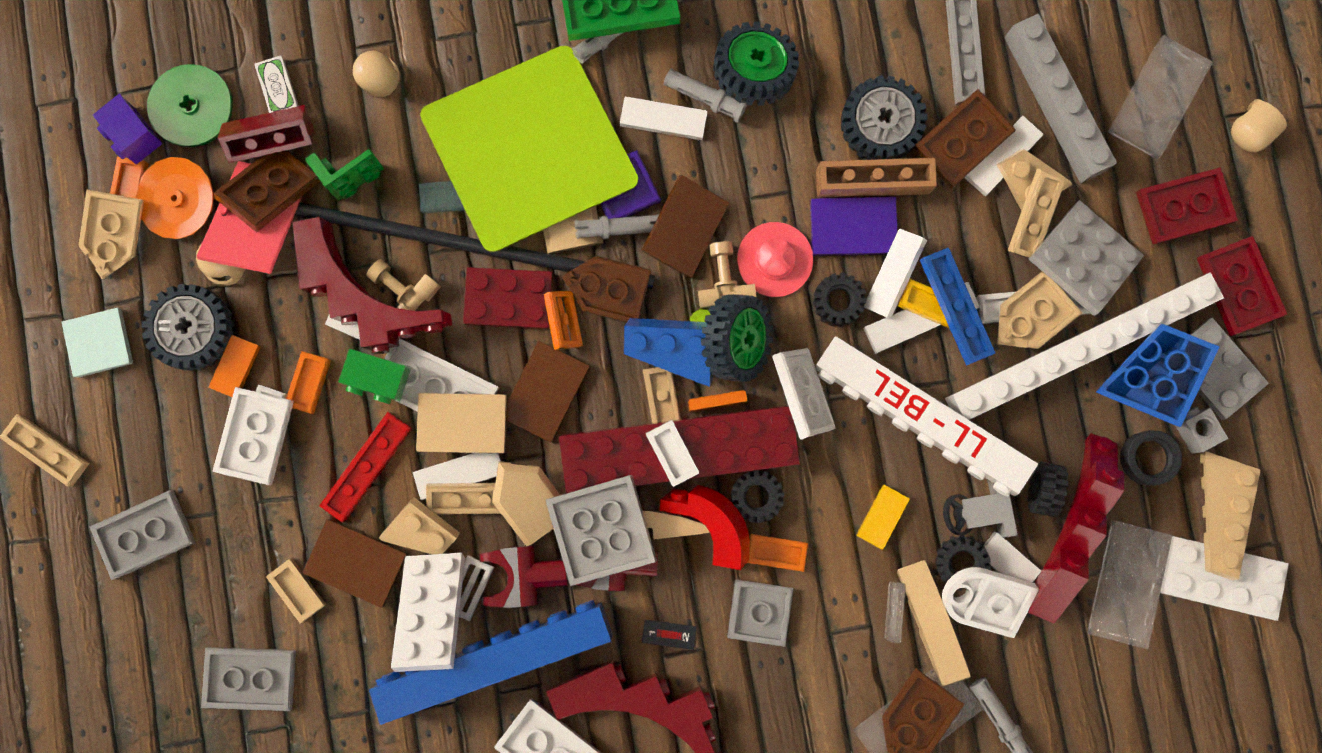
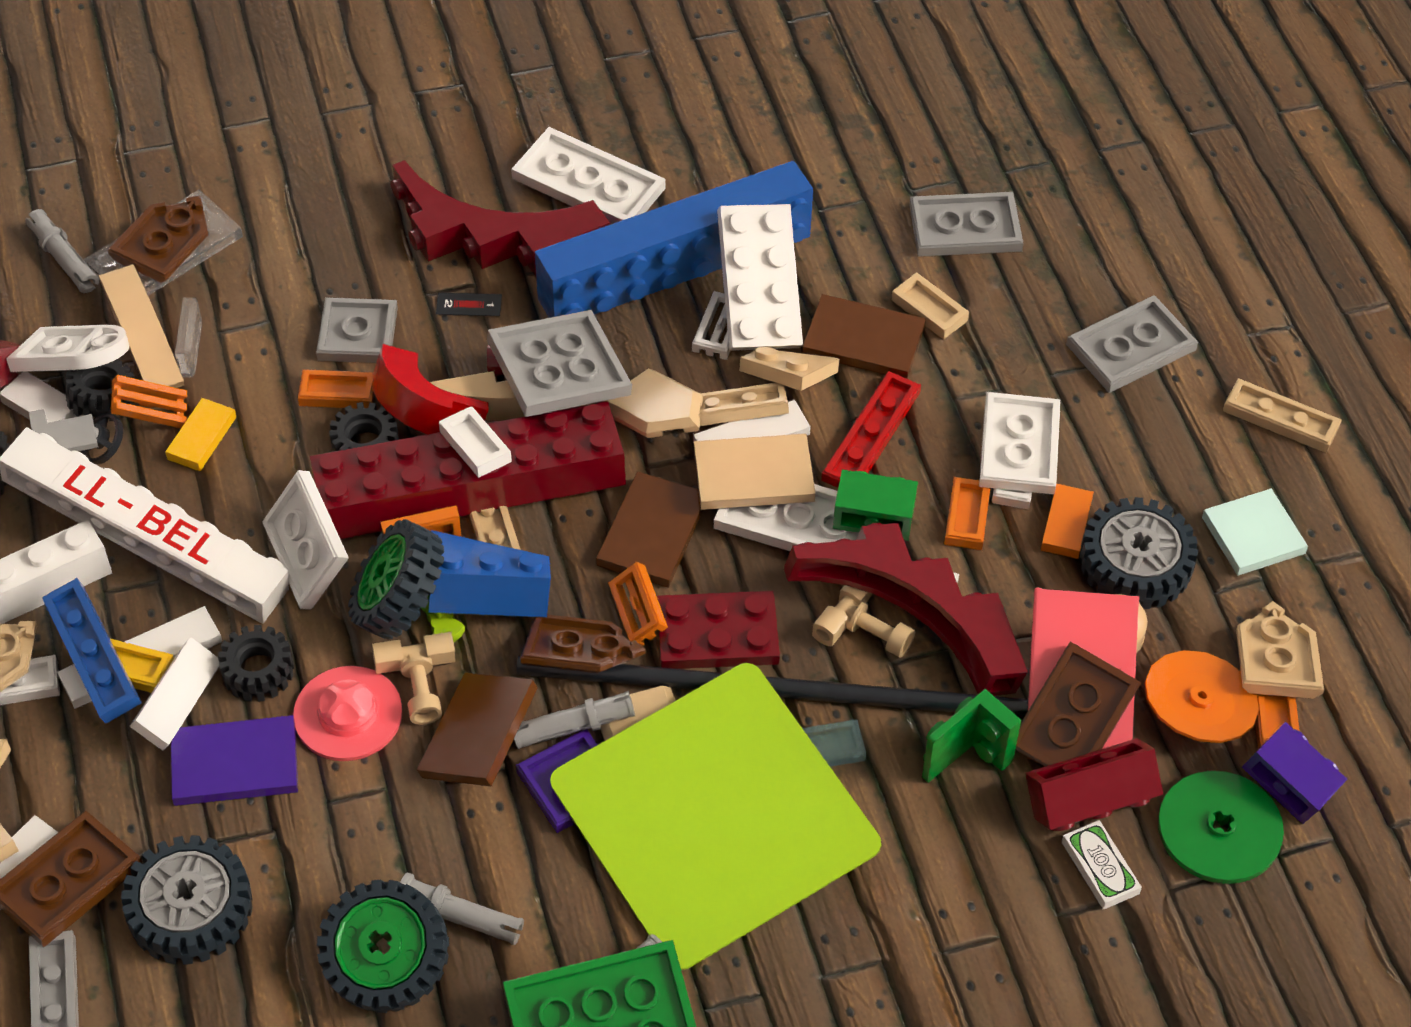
camera: 175 degrees right, 30 degrees down
(376, 73) = (958, 877): tan helmet -> none
(523, 576) = (656, 334): dark red connector -> none
(663, 118) = (520, 876): white tile -> none
(876, 177) = (201, 807): medium nougat brick -> none
(900, 542) = (150, 396): none -> orange tile

